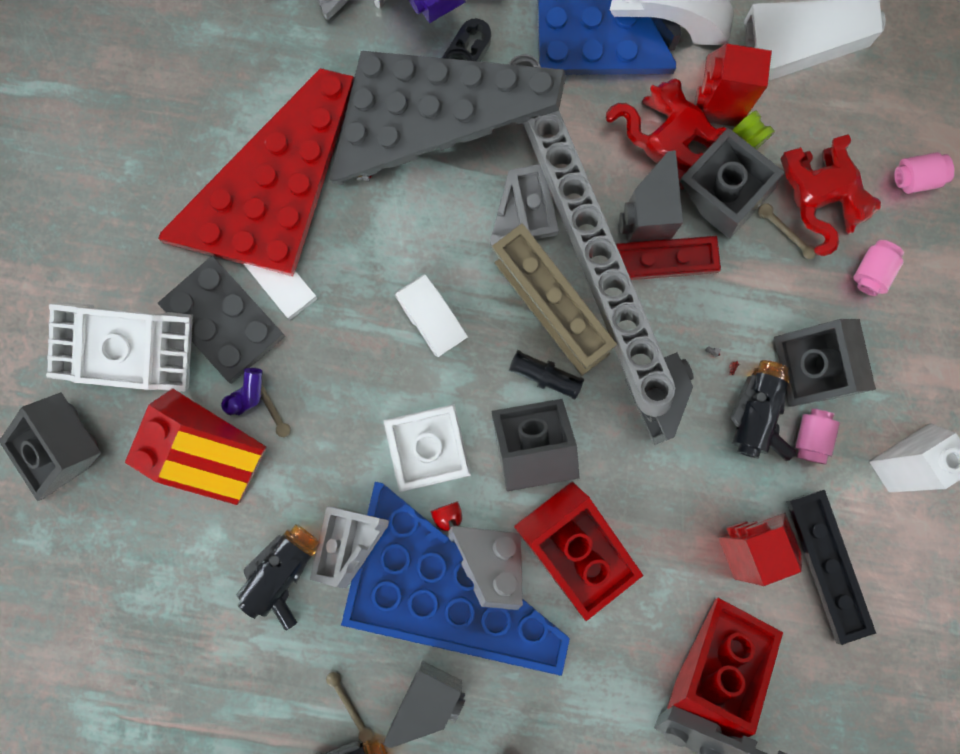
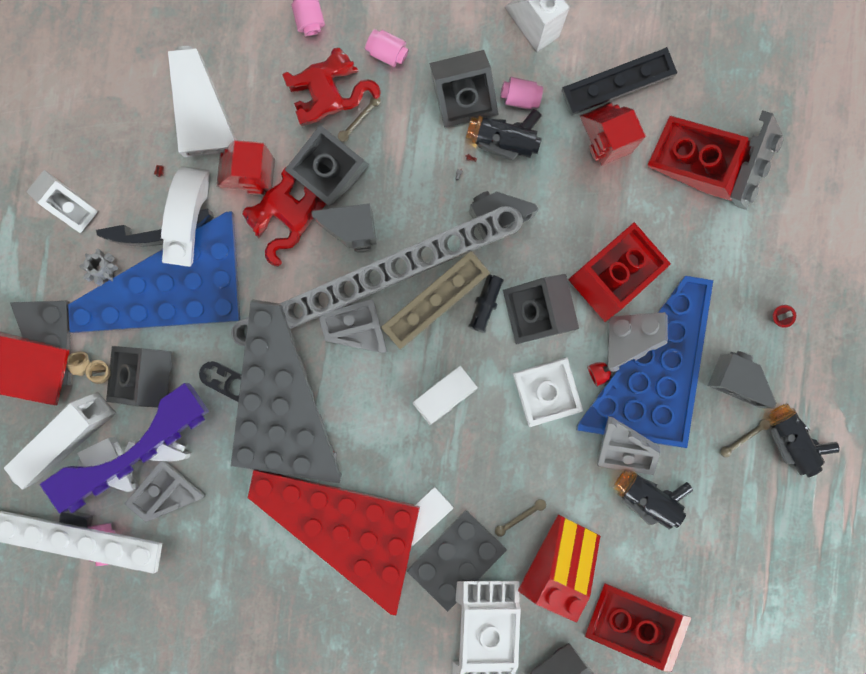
camera: 85 degrees left, 5 degrees up
(111, 546) = (638, 627): none -> red slope
(245, 397) = (517, 535): dark purple arm -> none
(671, 257) = (386, 213): red tile -> none
(753, 130) = (282, 149): lime wheel -> none

